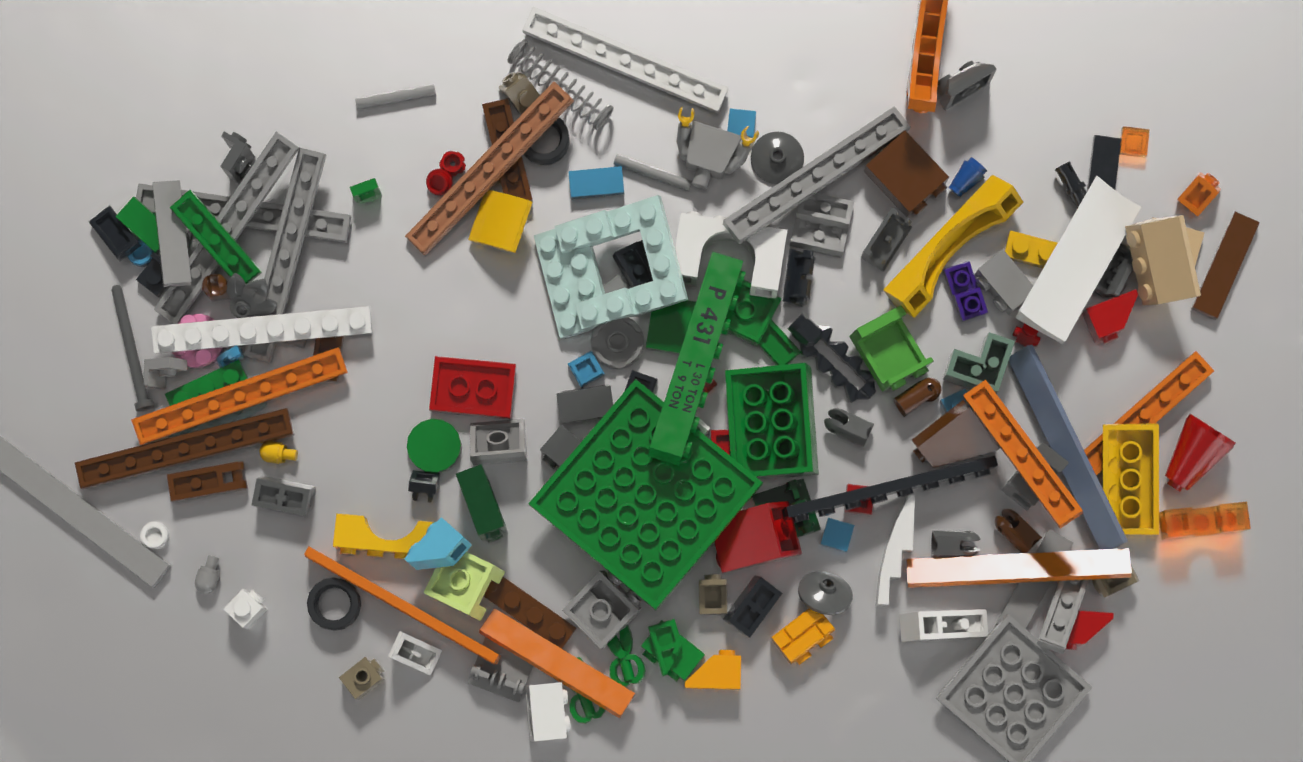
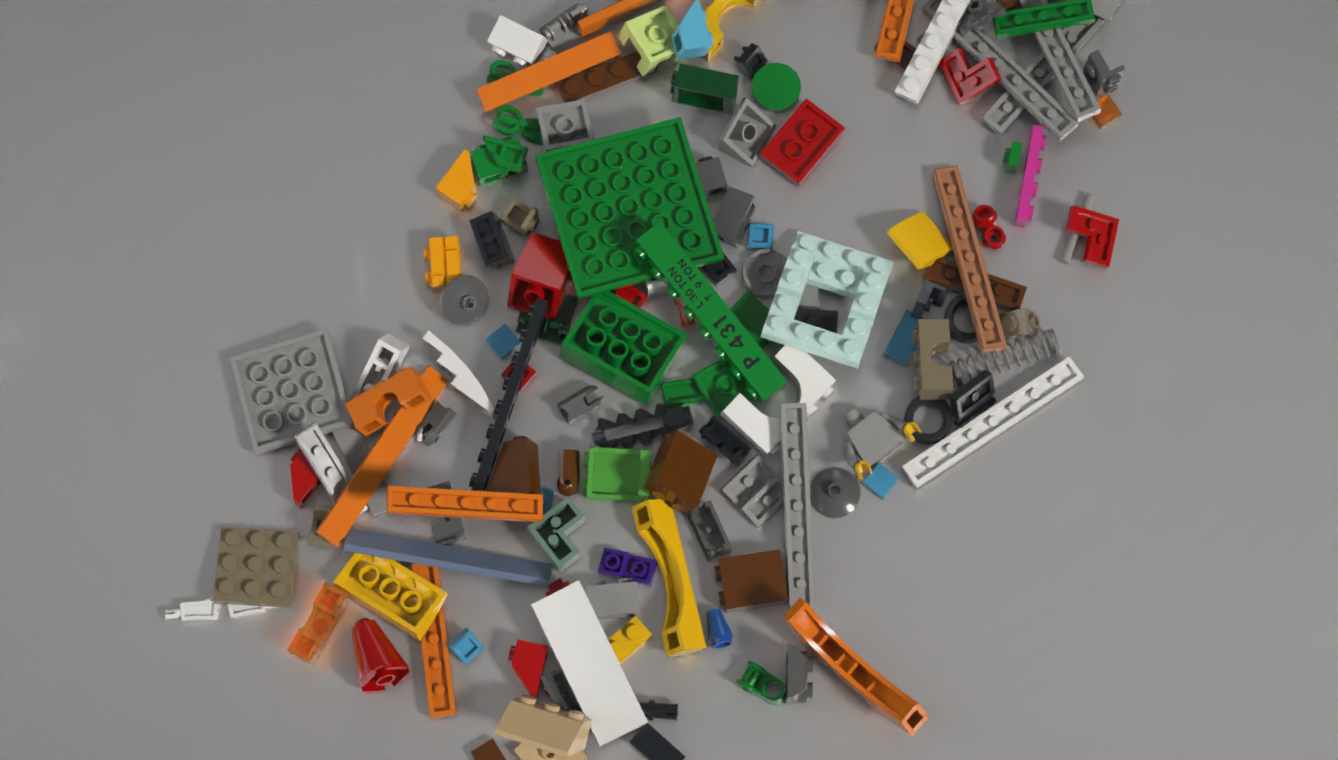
camera: 120 degrees right, 5 degrees down
(263, 136) = (1108, 113): none -> clear orange tile
(319, 275) = (968, 81): none -> red plate
(364, 169) = (1028, 186): none -> dark pink plate
(390, 71) = (1099, 231): none -> red plate
(551, 184) = (930, 294): none -> black bracket
(618, 85) = (972, 398): none -> black plate
(626, 130) = (933, 380): none -> dark tan arch
(644, 102) = (936, 437): none -> black tyre
(652, 172) = (885, 387): light grey bar -> none
(856, 293) = (680, 471): none -> reddish brown brick
(987, 607) = (369, 407): none -> orange arch
(989, 115) = (760, 683): none -> green piece
(1016, 530) = (411, 476): reddish brown piece -> none
(1131, 383) = (465, 646): none -> dark azure tile
(1190, 614) = (256, 567): none -> dark tan plate
(1233, 609) = (209, 611): none -> white piece

